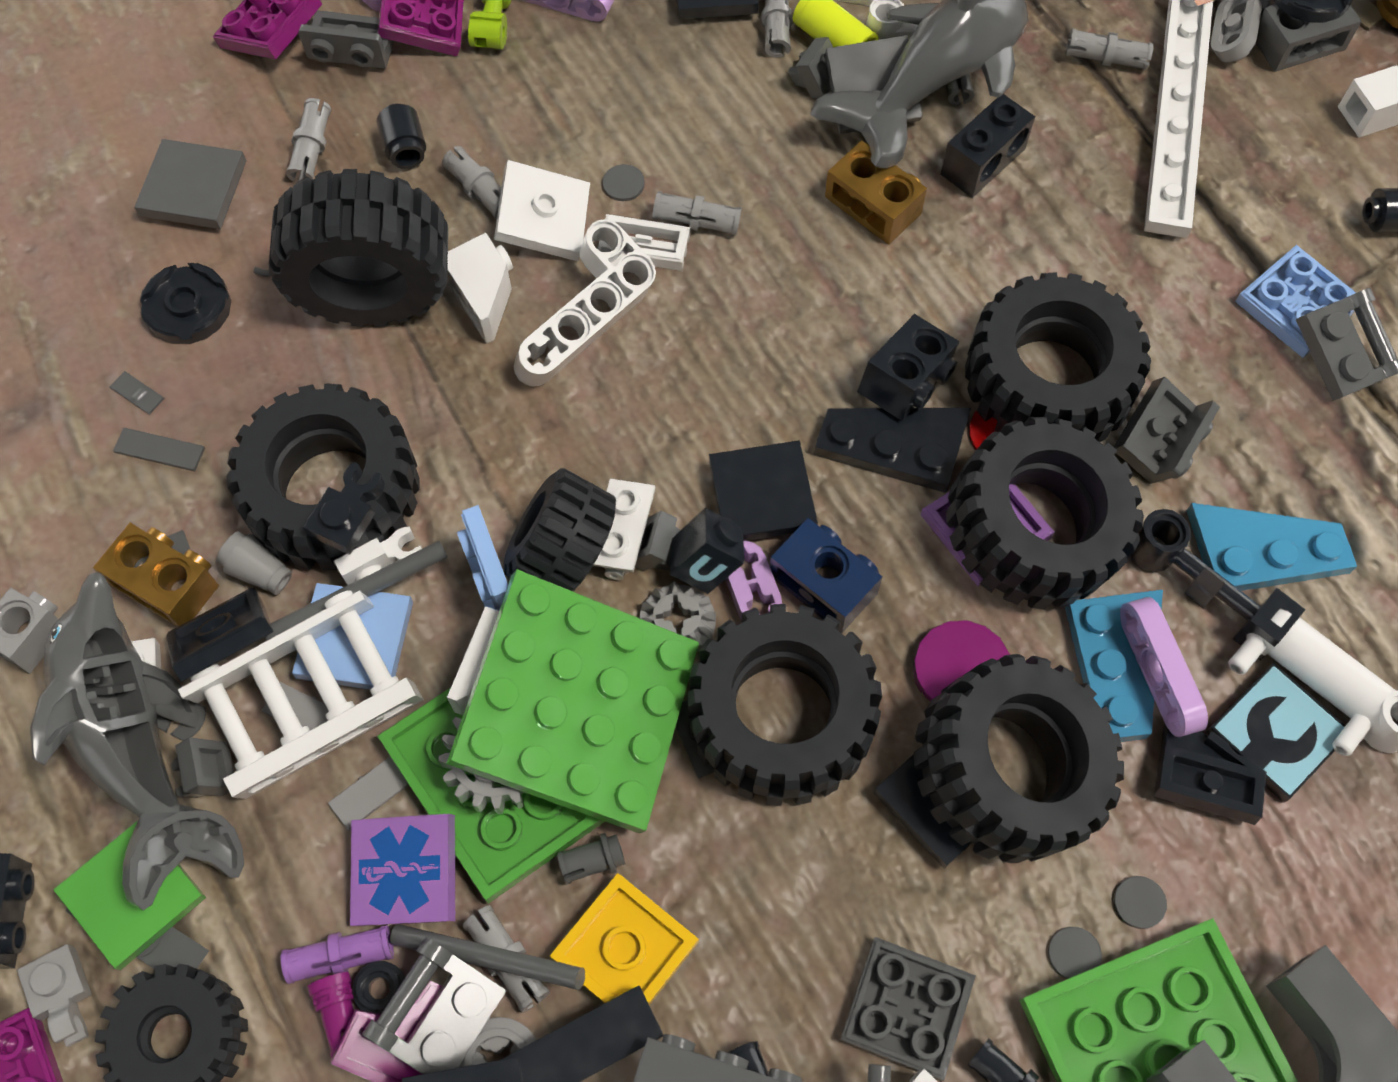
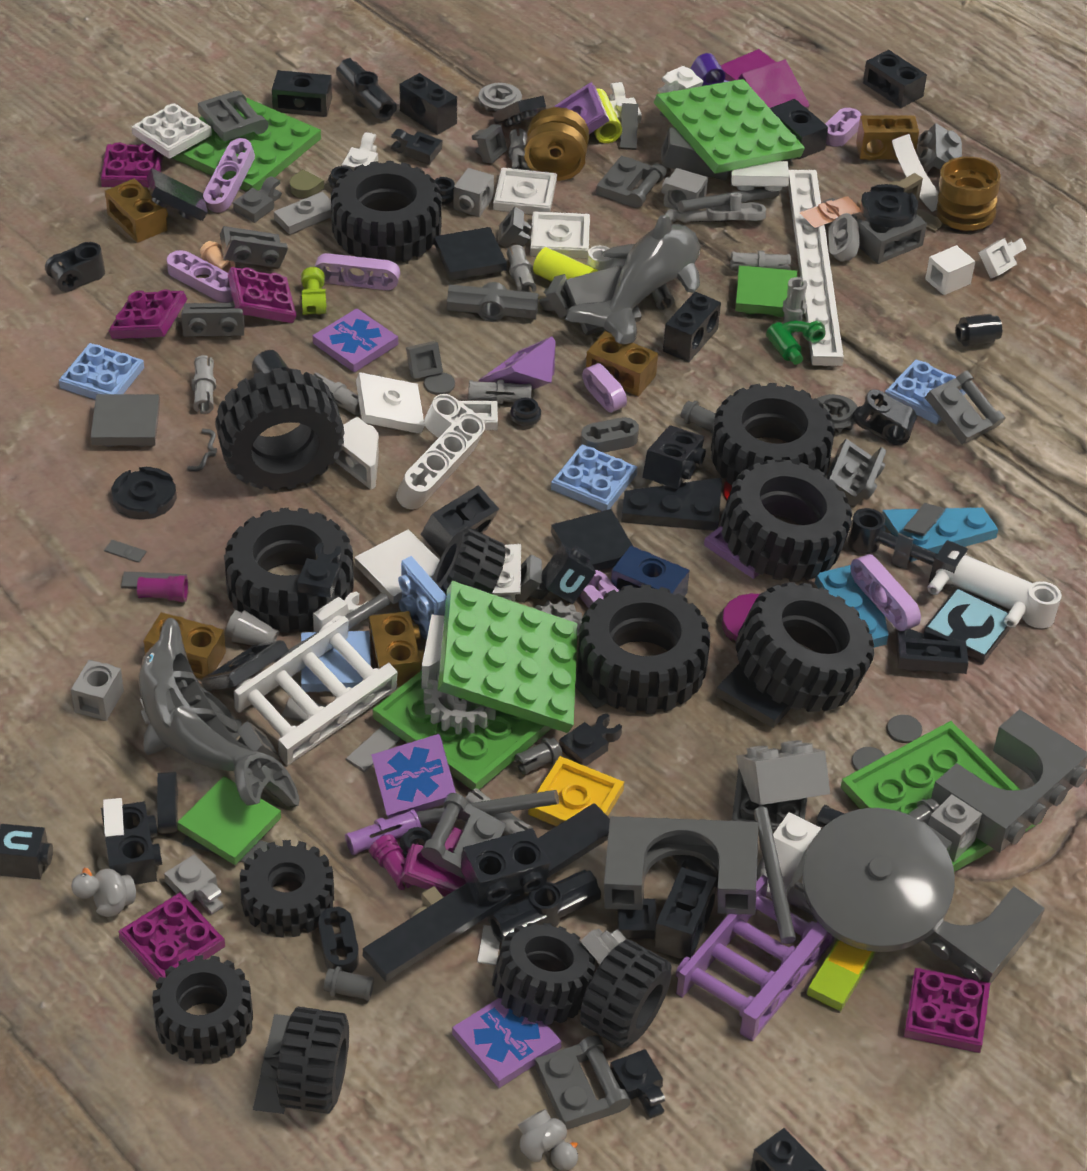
camera: 15 degrees left, 20 degrees down
(55, 844) = (167, 802): none -> black beam
(170, 471) = (171, 588): none -> magenta pin
(187, 102) = (101, 372): none -> light blue tile
(427, 634) = (395, 642): none -> pearl gold brick
(484, 475) = (384, 562): none -> white tile
(528, 97) = (355, 340): none -> medium lavender tile
(580, 430) = (470, 510): none -> black brick
(607, 146) = (424, 359): none -> dark grey tile
(669, 843) = (588, 743): none -> black plate
(724, 63) = (492, 301): none -> dark grey piece
(726, 242) = (525, 412): none -> black plate
(741, 178) = (527, 366): none -> medium lavender slope
(793, 376) = (594, 478): none -> light blue tile
(831, 307) = (611, 434): none -> dark grey beam
(842, 229) = (604, 387): none -> lavender beam
(934, 988) = (784, 773): none -> light grey slope
(963, 295) = (698, 415): none -> dark grey pin
(1107, 99) = (762, 290): none -> bright green tile
(1114, 192) = (781, 337): none -> green plant
(1140, 136) = (795, 303): none -> light grey pin
(1163, 304) = (840, 405): none -> dark grey gear
(1235, 345) = (887, 418): none -> black piece
(1249, 535) = (924, 519): none -> dark grey window

